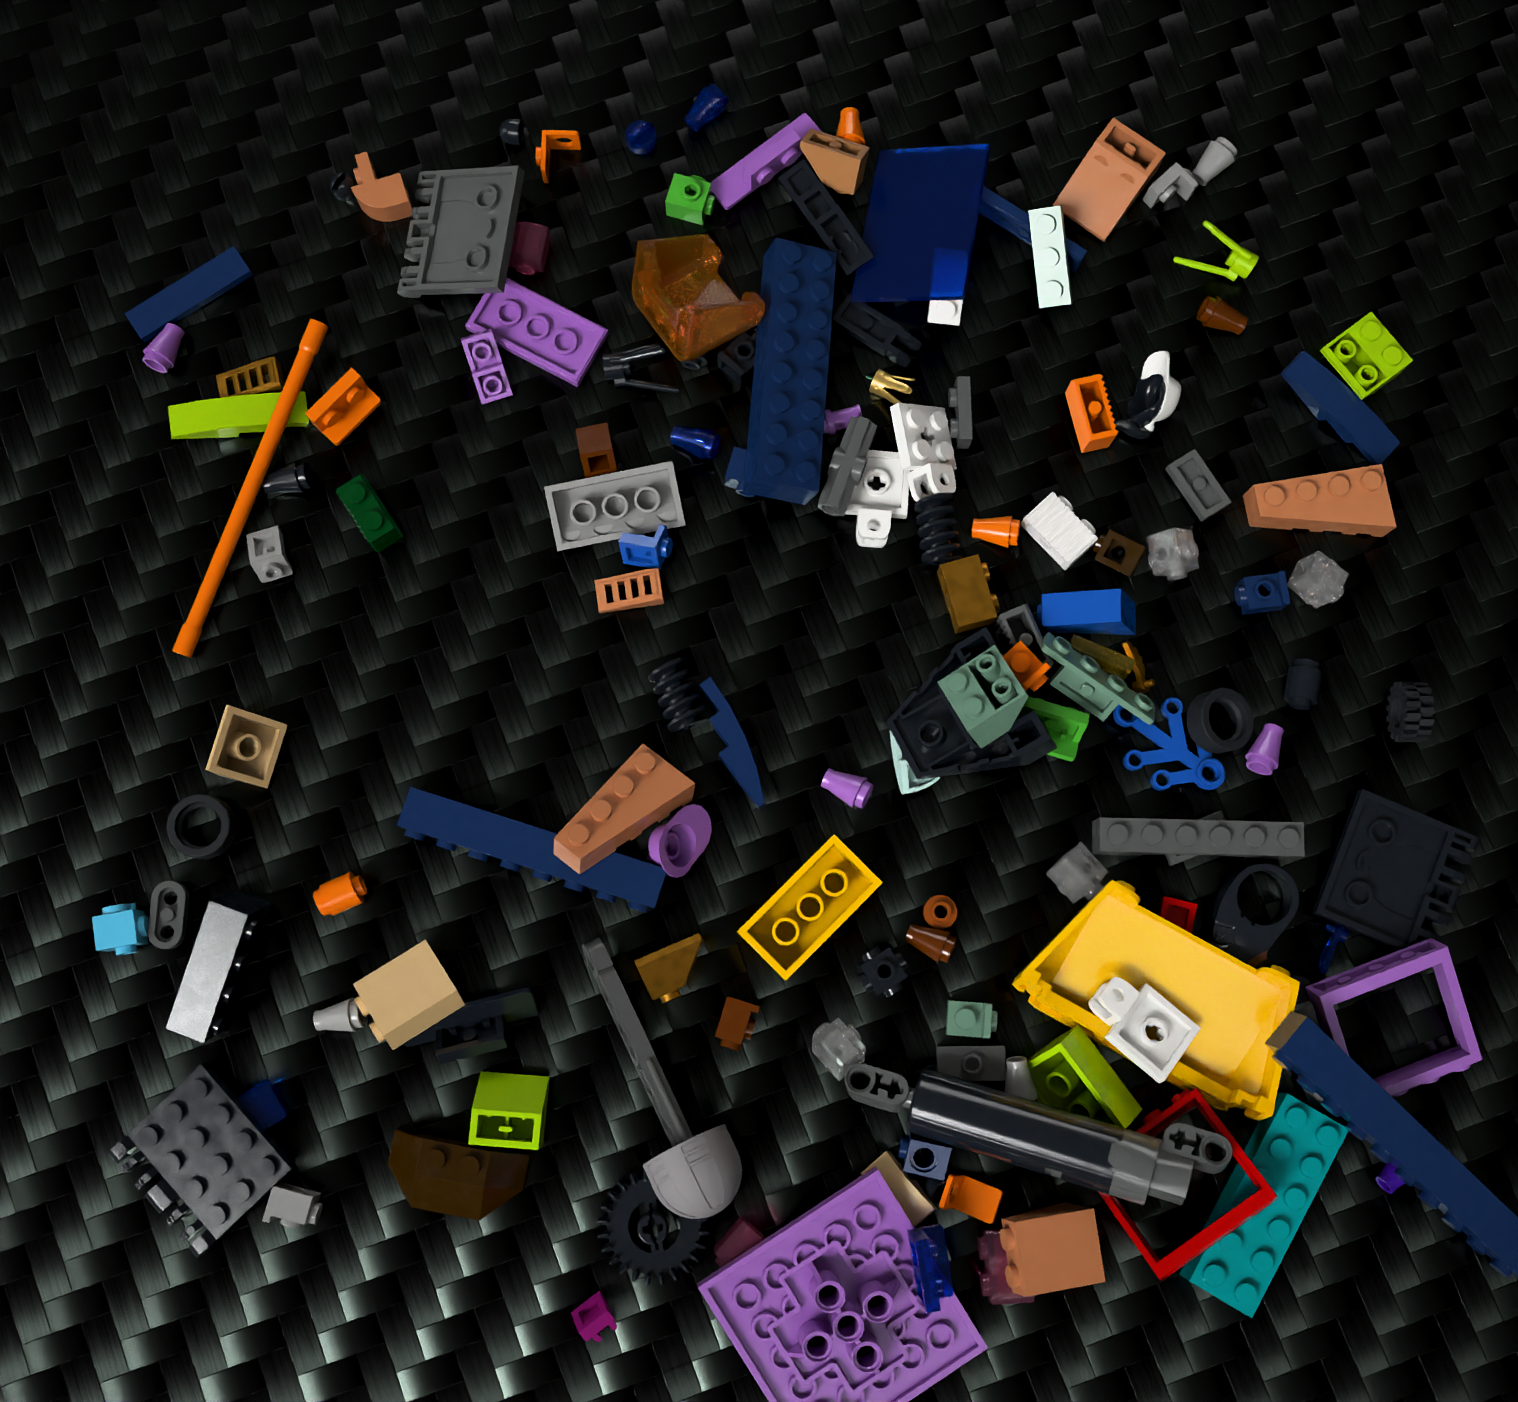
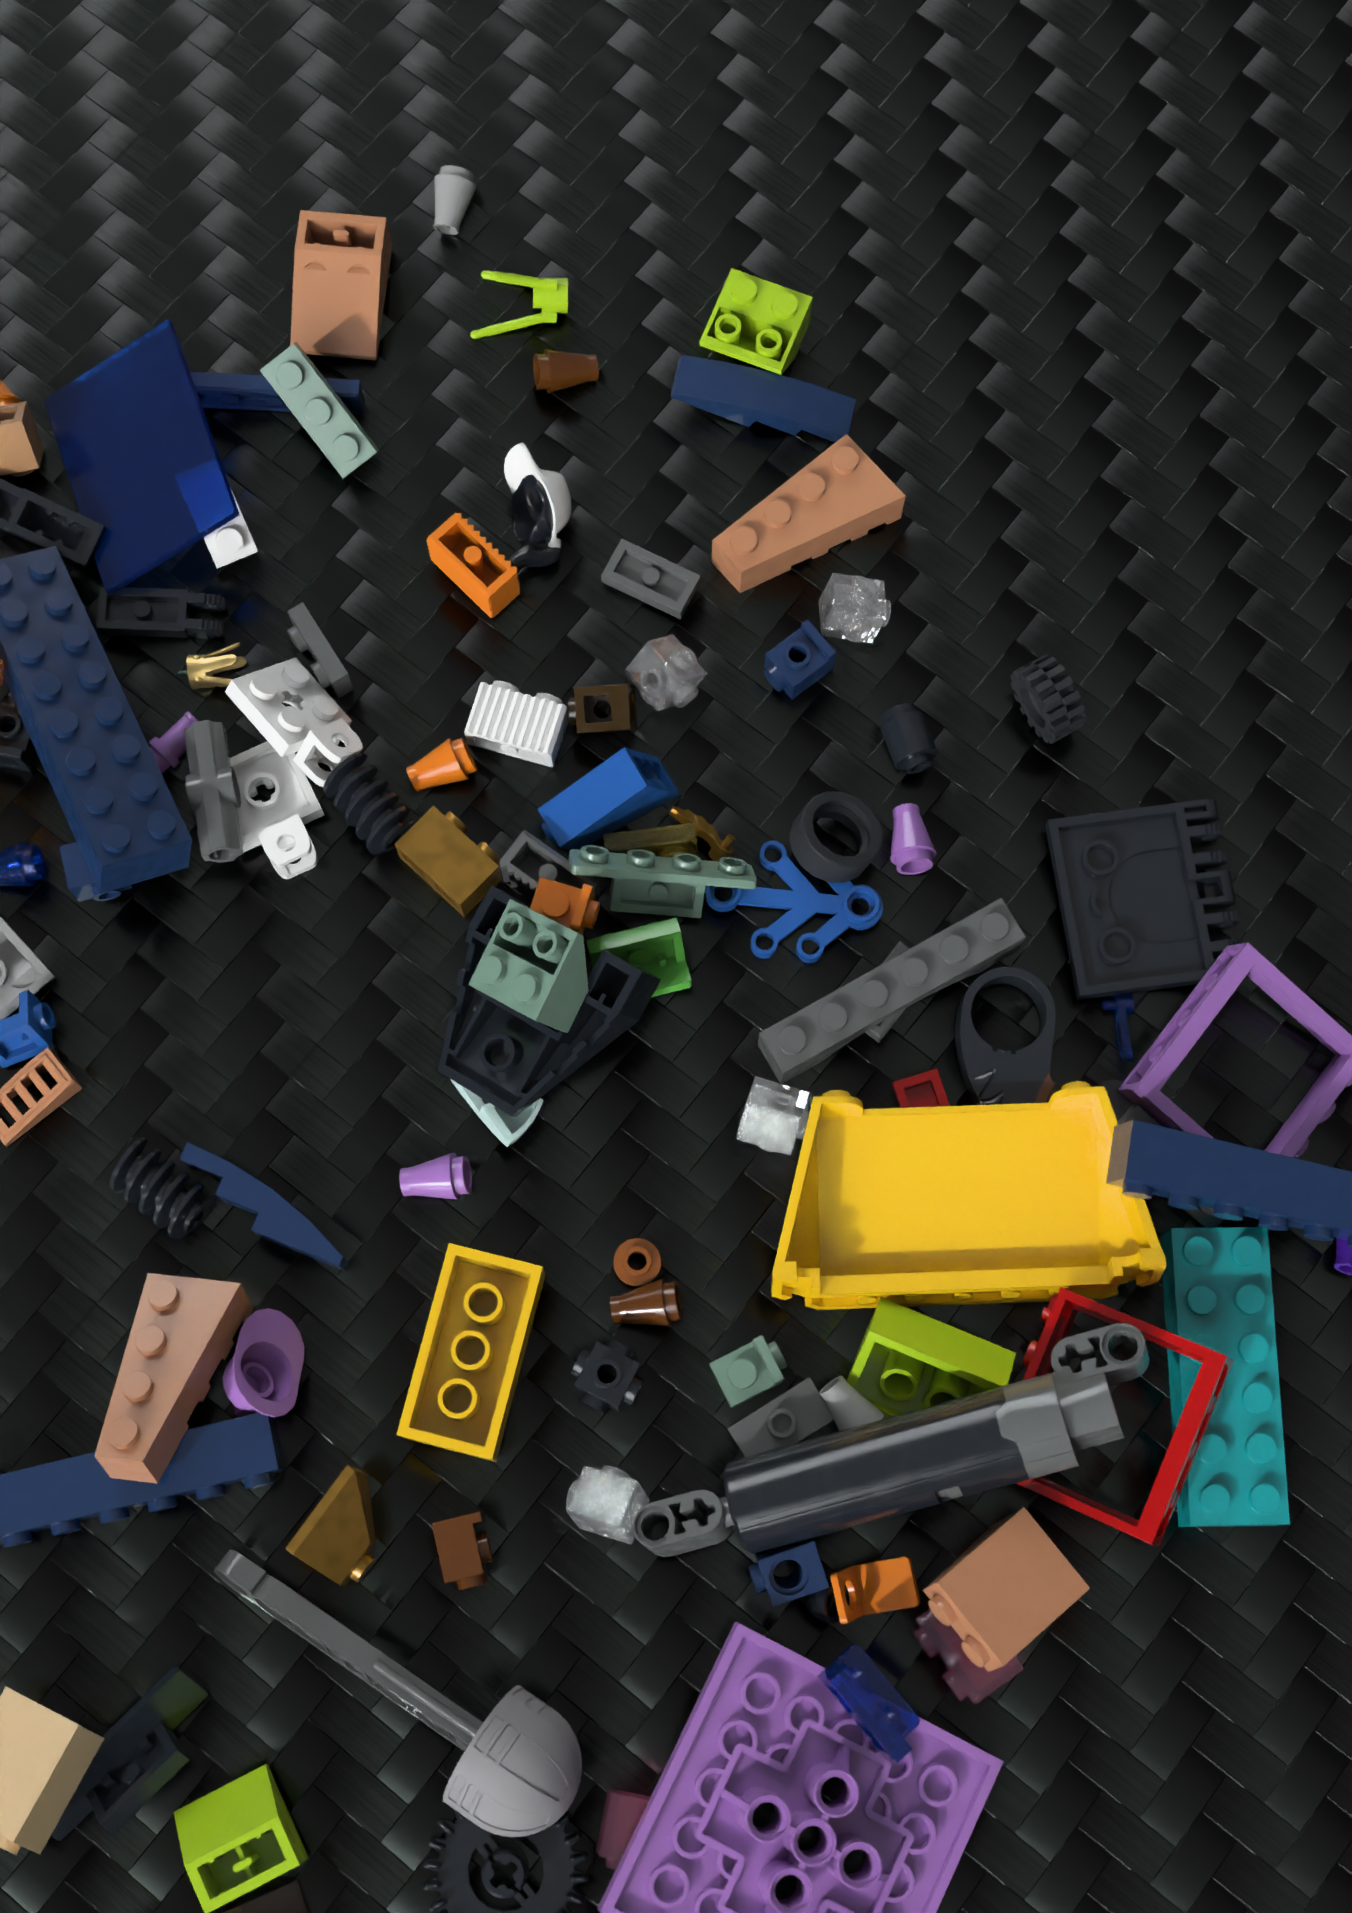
camera: 30 degrees left, 5 degrees down
(906, 1191) = (792, 1629): tan slope -> none
(1133, 1011) = (932, 1242): white plate -> none
(1173, 180) = (413, 250): light grey bracket -> none

